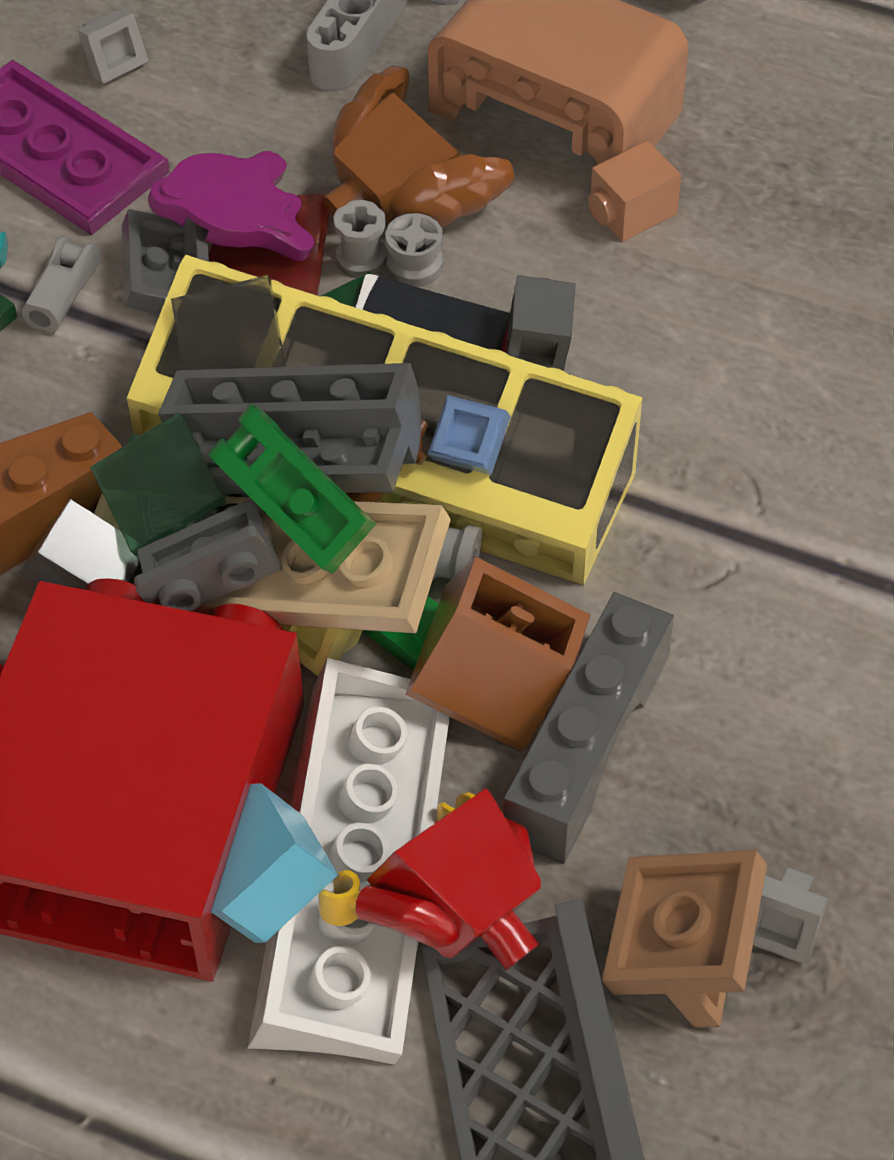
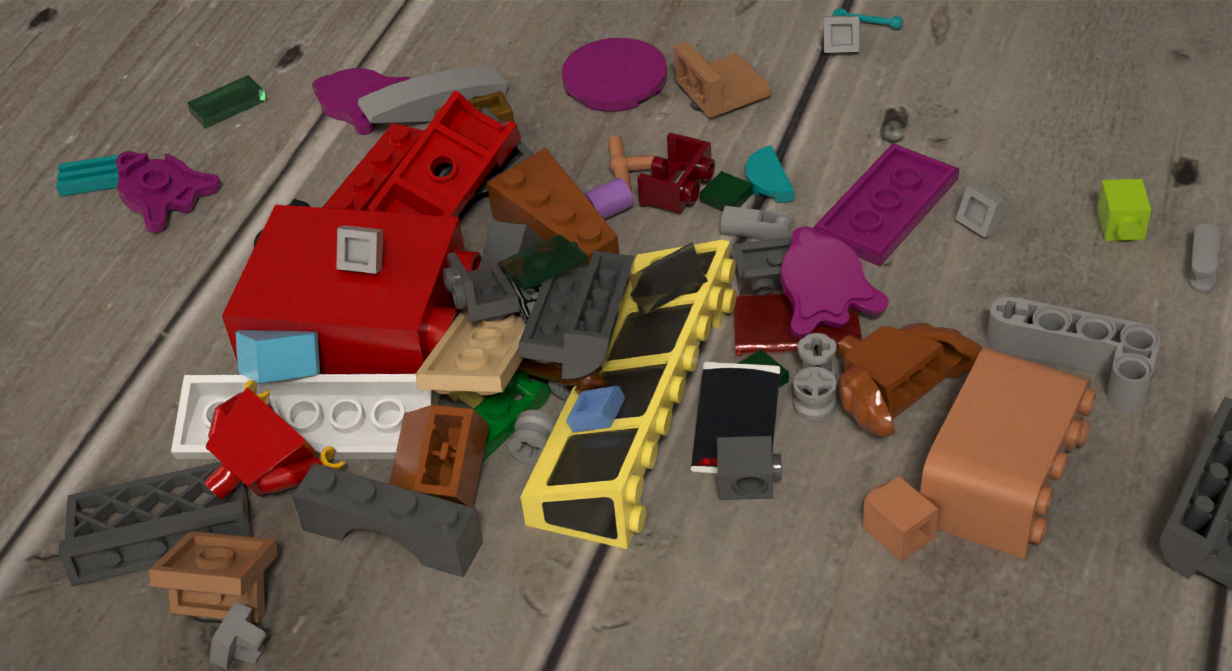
camera: 90 degrees right, 10 degrees down
(117, 692) = (359, 249): none -> light grey tile
(292, 490) = (513, 304): green plate -> none

